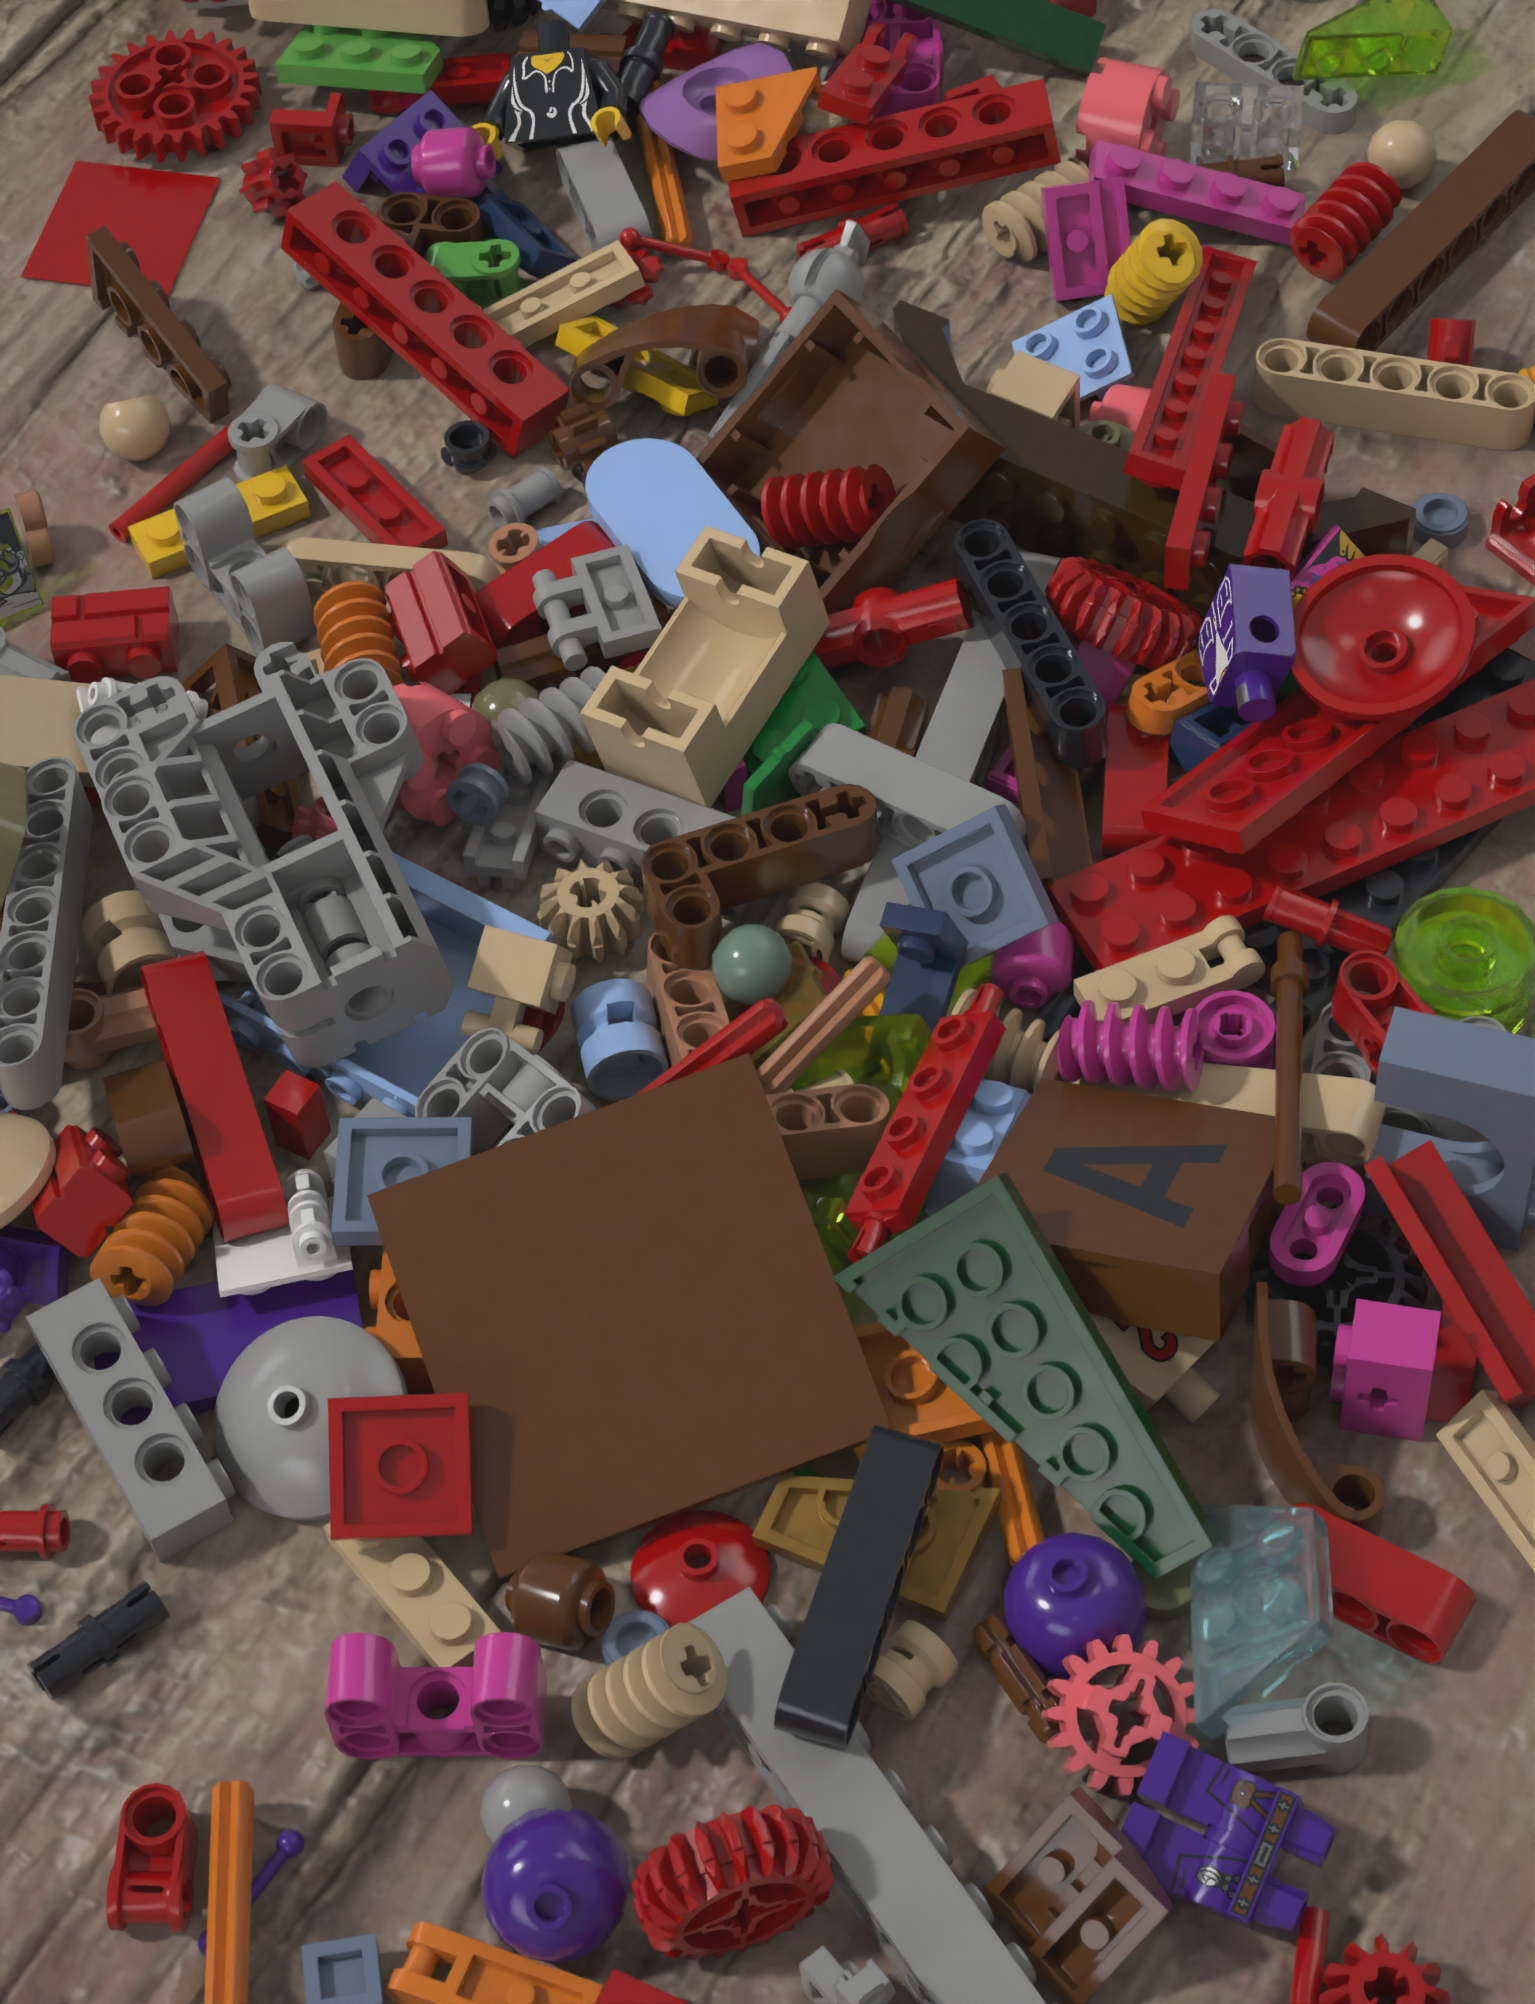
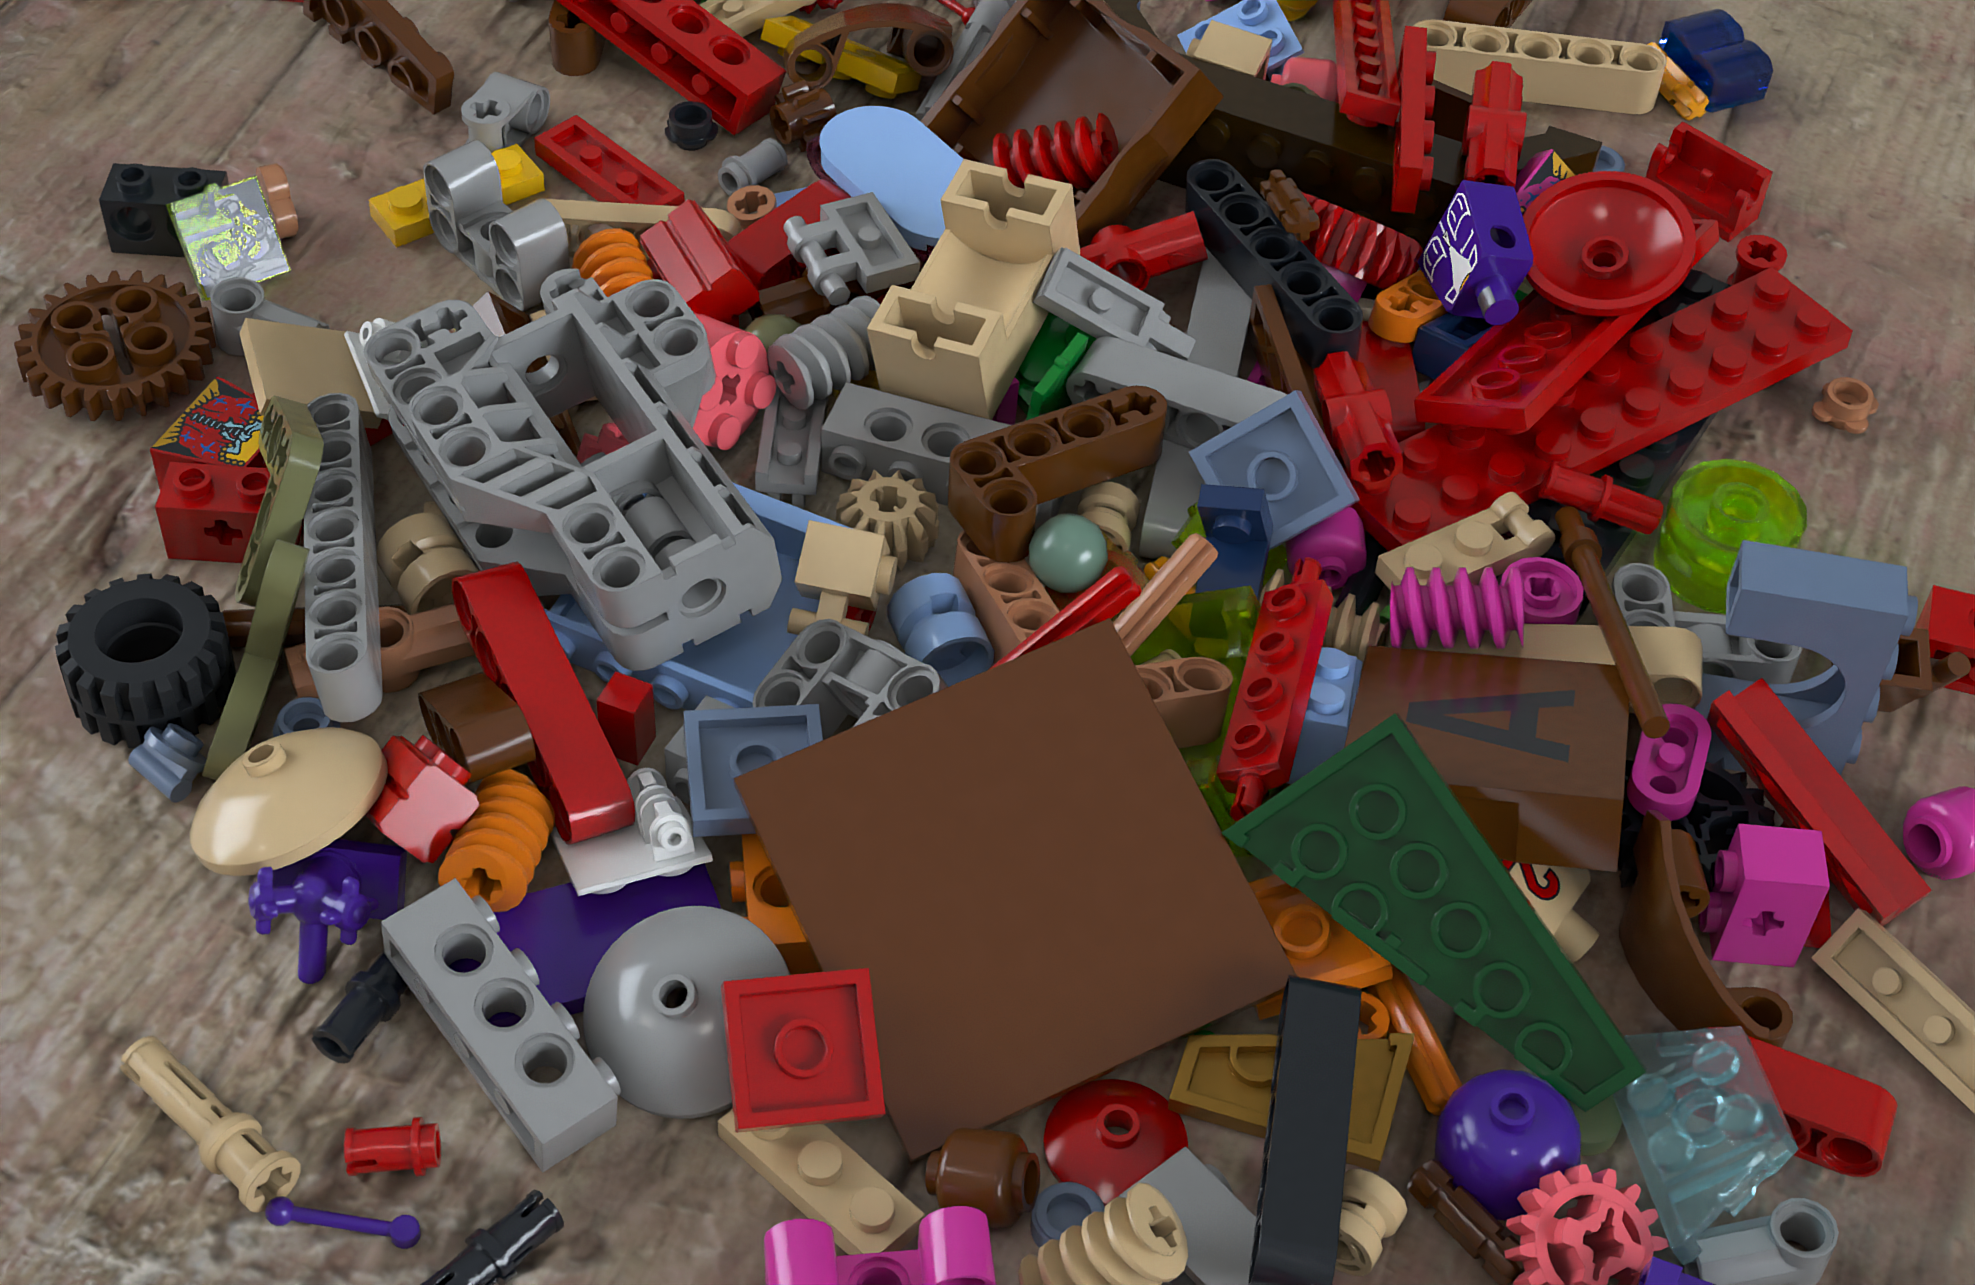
camera: 15 degrees left, 5 degrees down
(115, 634) = (368, 285): red brick -> none
(135, 427) = (364, 113): tan piece -> none
(173, 485) = (409, 162): red piece -> none
(464, 791) = (760, 398): sand blue bush -> none
(843, 692) = (1108, 305): none -> light grey hinge
(1052, 579) = (1289, 205): none -> reddish brown axle
(1079, 828) = (1358, 420): none -> red piece
(1369, 1016) = (1678, 570): red piece -> none
(1451, 341) = (1576, 18): red piece -> none

